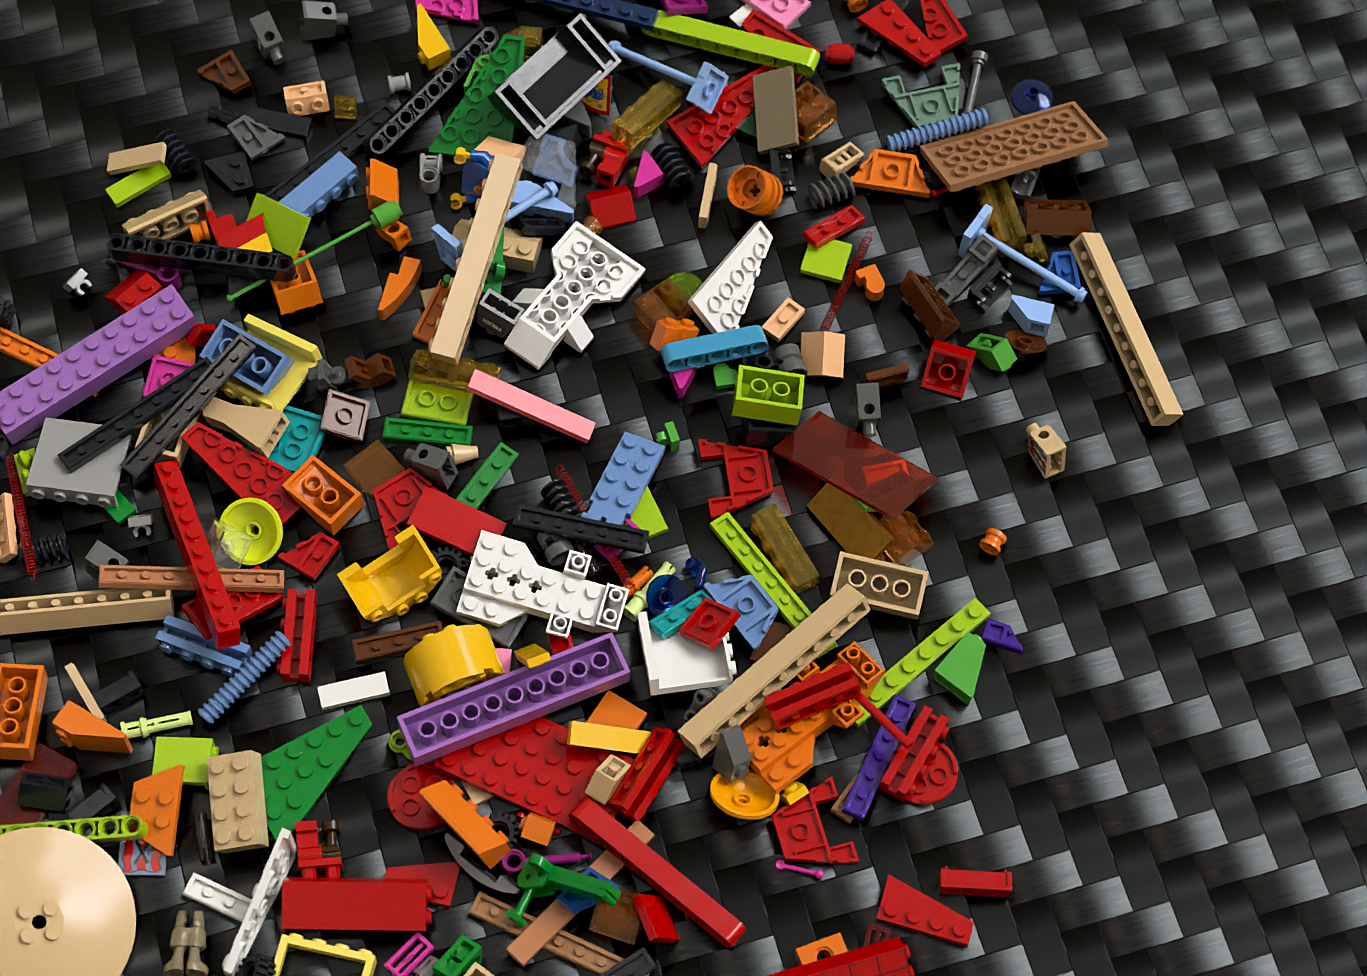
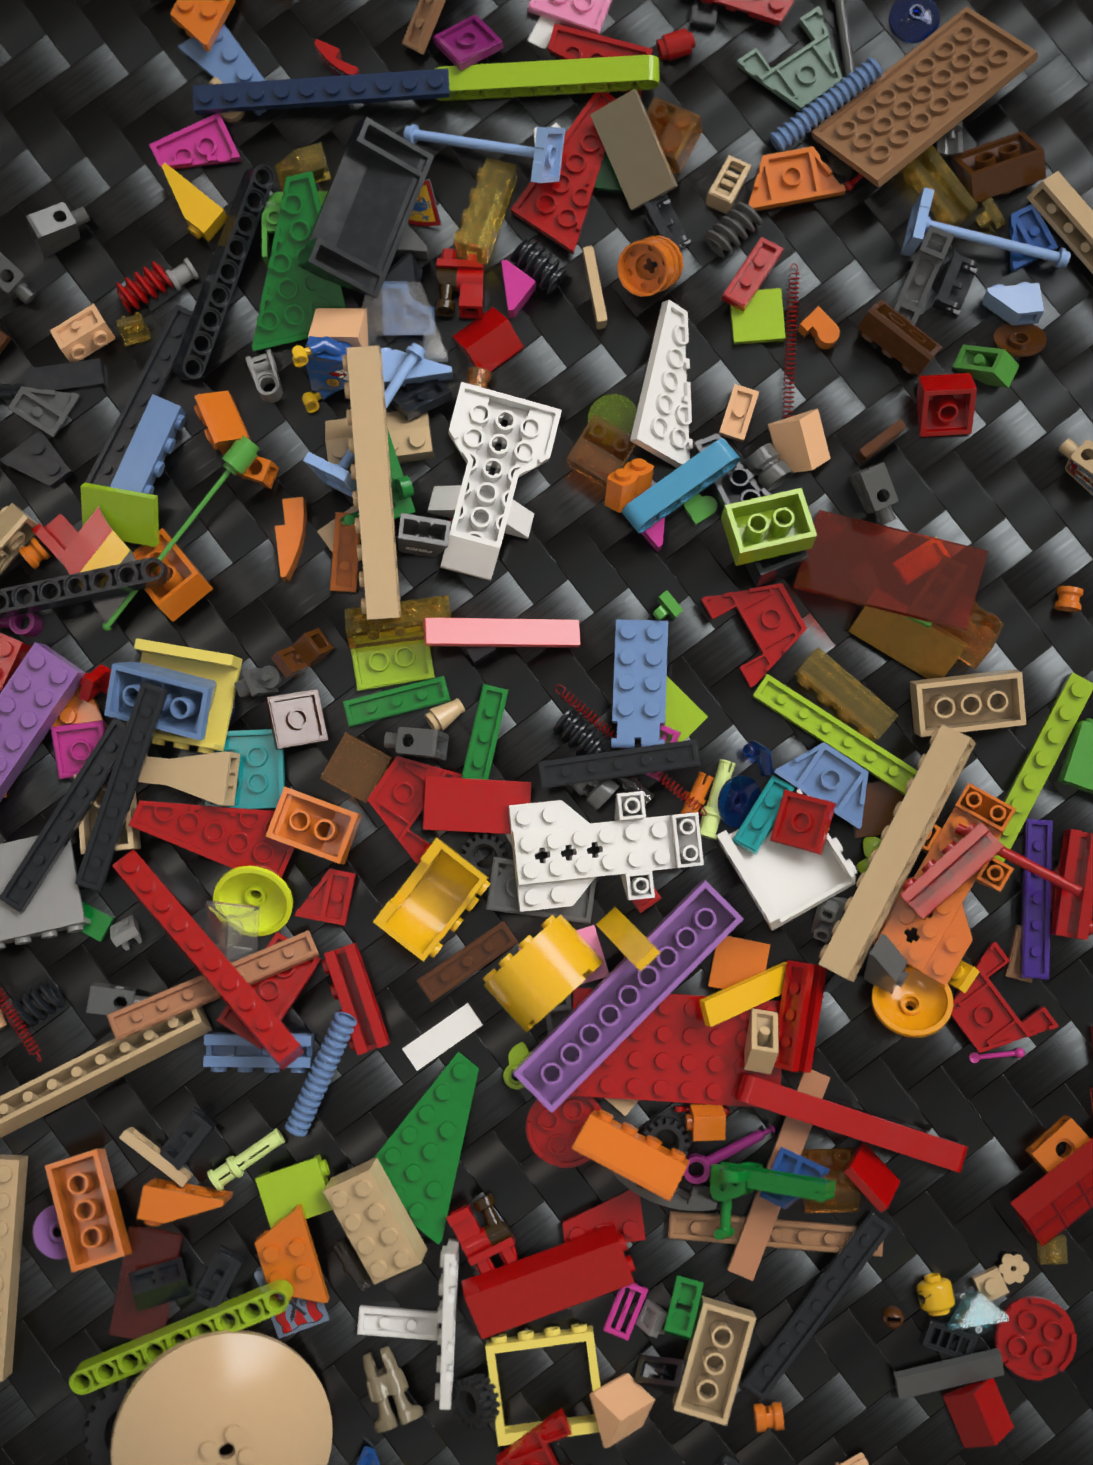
camera: 15 degrees left, 20 degrees up
(366, 80) = (143, 286): none -> red piece

